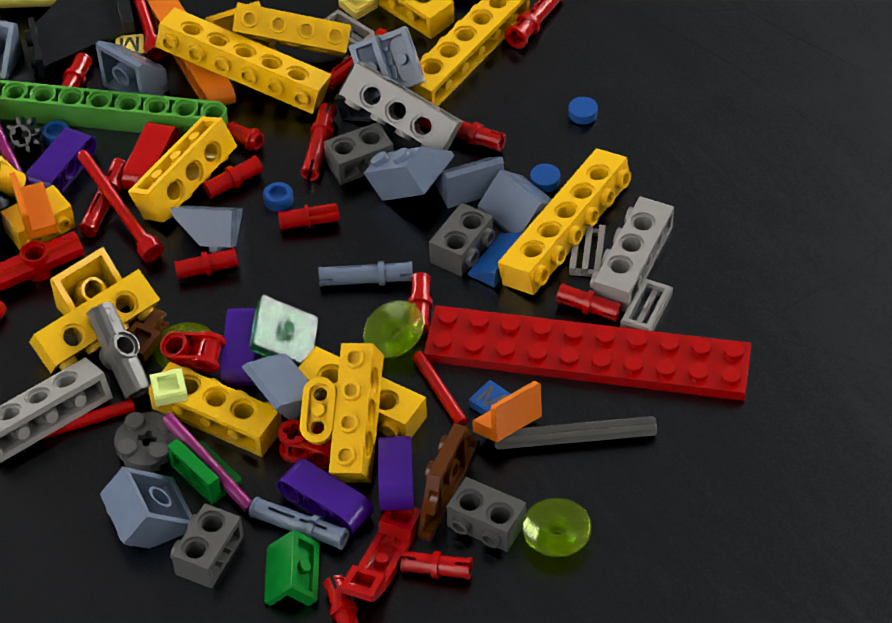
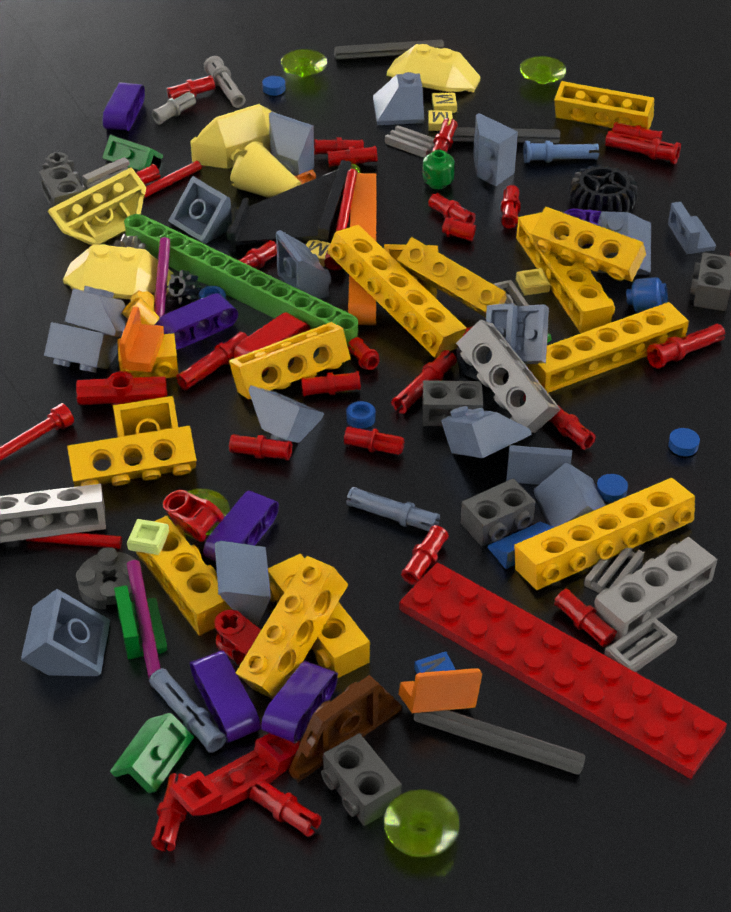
camera: 25 degrees right, 5 degrees down
(119, 350) = (130, 471): dark grey piece -> none
(147, 245) = (221, 413): red piece -> none
(149, 333) = (161, 485): reddish brown plate -> none
(211, 547) = (92, 694): dark grey brick -> none
(282, 329) = (283, 529): clear green plate -> none
(317, 411) = (254, 610): yellow plate -> none
(391, 319) = (384, 567): clear neon green dish -> none
(440, 389) = (395, 642): red bar -> none

